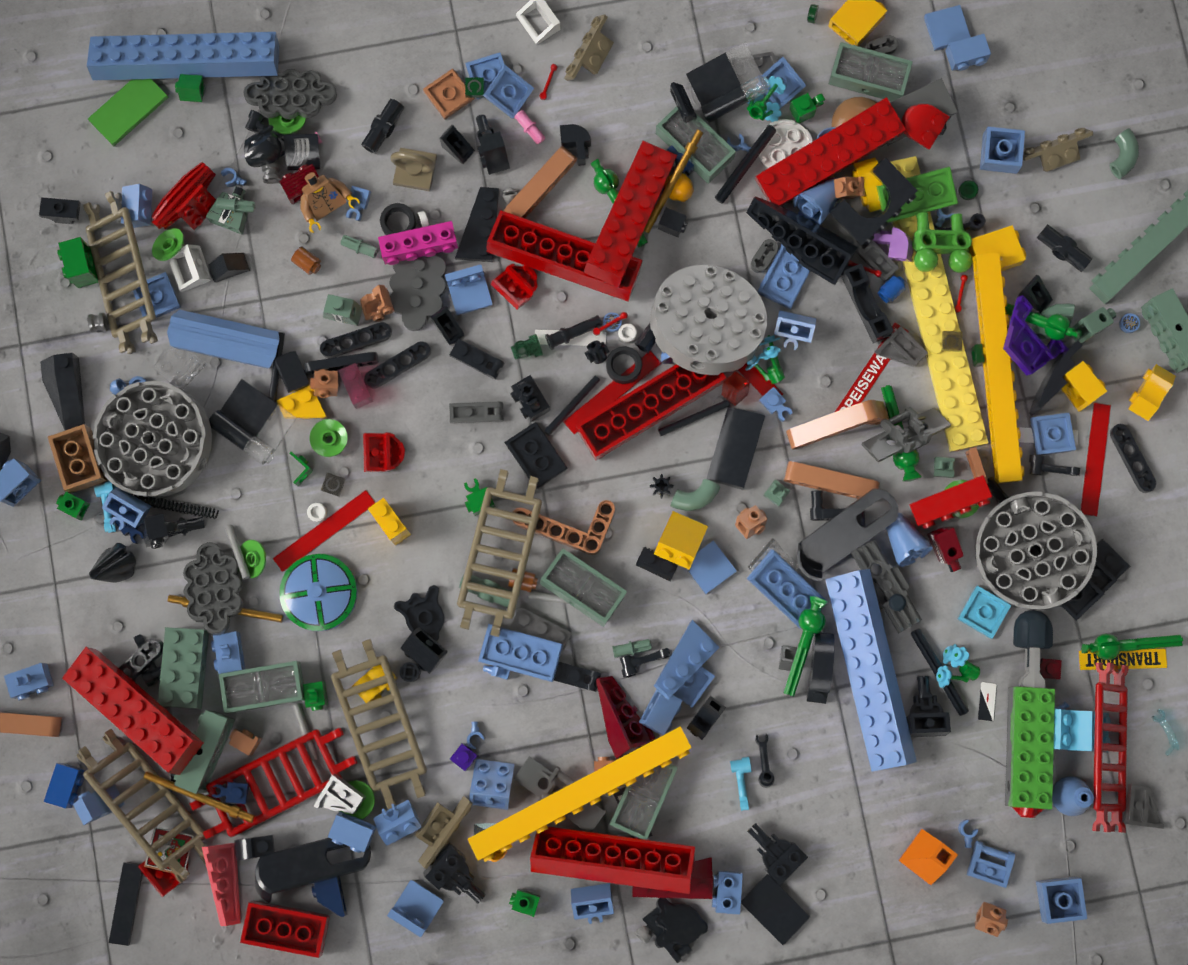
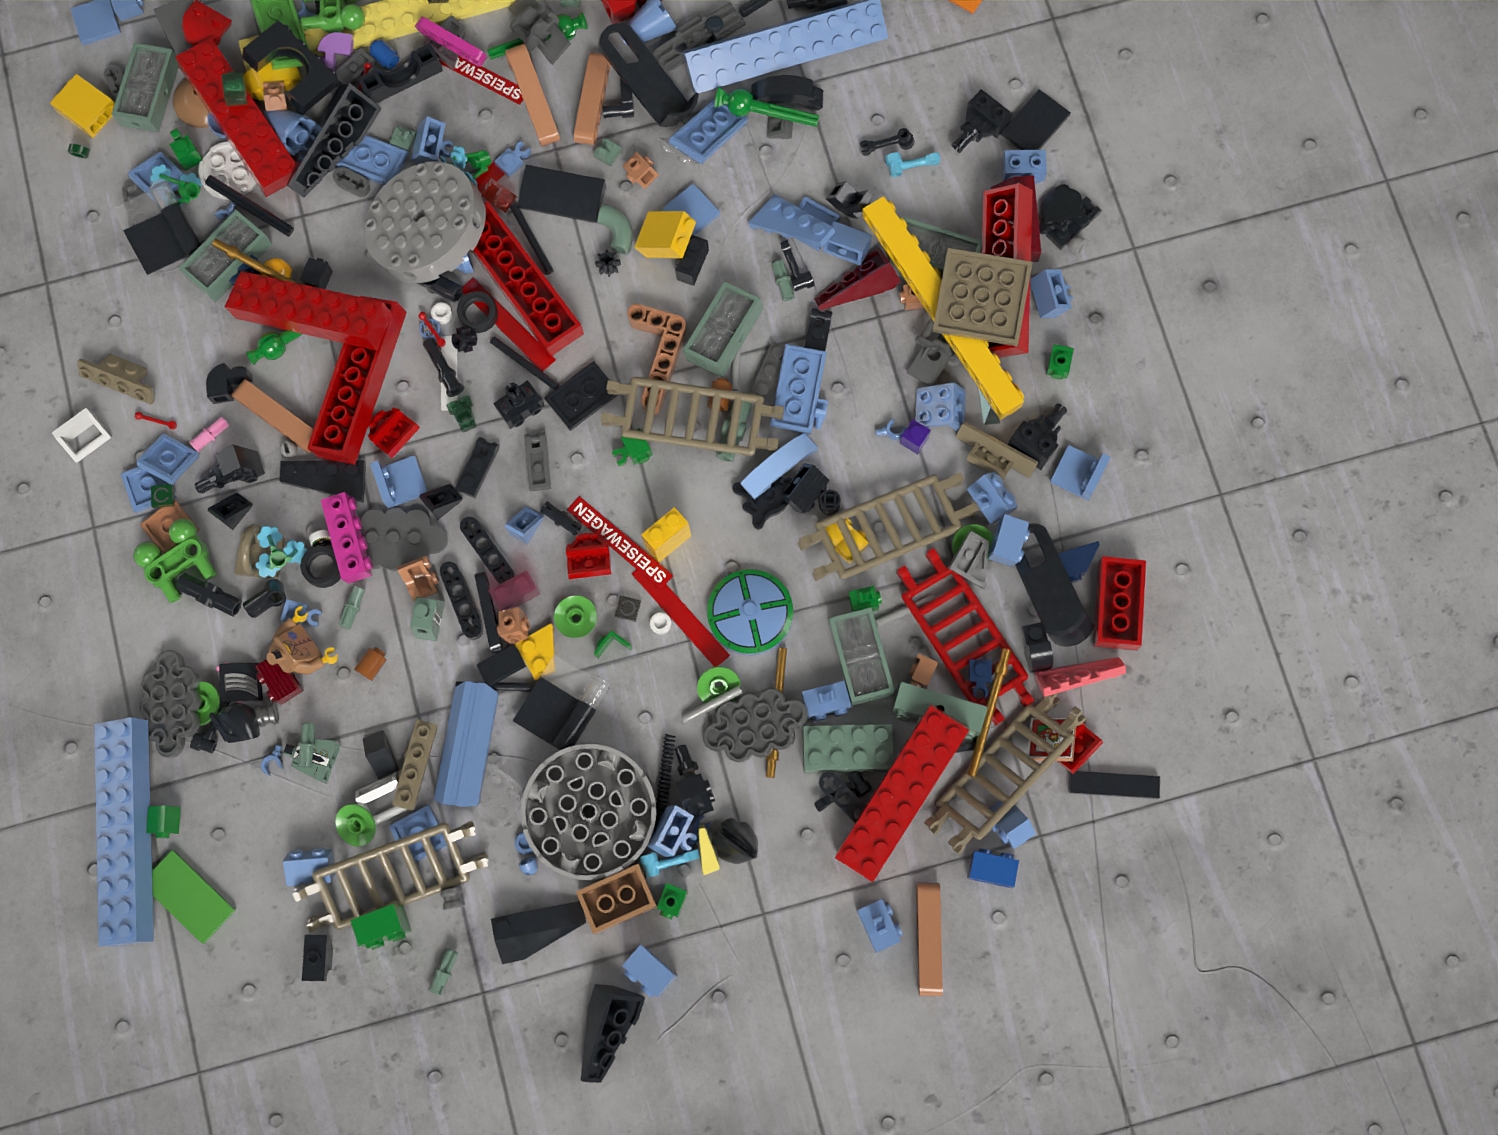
camera: 90 degrees left, 5 degrees down
(38, 312) = (443, 972): none -> sand green axle
(105, 539) = (708, 857): none -> light yellow slope
(186, 199) = (300, 808): red plate -> none
(209, 294) = (415, 764): none -> dark tan bracket
(373, 176) = (266, 598): none -> black piece
(396, 479) = (620, 542): none -> red sticker
(399, 182) = (277, 558): none -> medium azure plant
(417, 397) = (524, 524): none -> medium blue slope
(421, 430) = (561, 518): none -> black pin
(435, 105) = (176, 560): none -> bright green piece
(450, 629) = (777, 464): none -> light blue slope
(578, 831) = (982, 297): none -> dark tan plate
(682, 102) = (181, 266): black slope -> none
(804, 304) = (403, 138): none -> sand green tile
(849, 150) = (234, 88): none -> clear green brick
(896, 351) = (450, 41): none -> dark pink beam

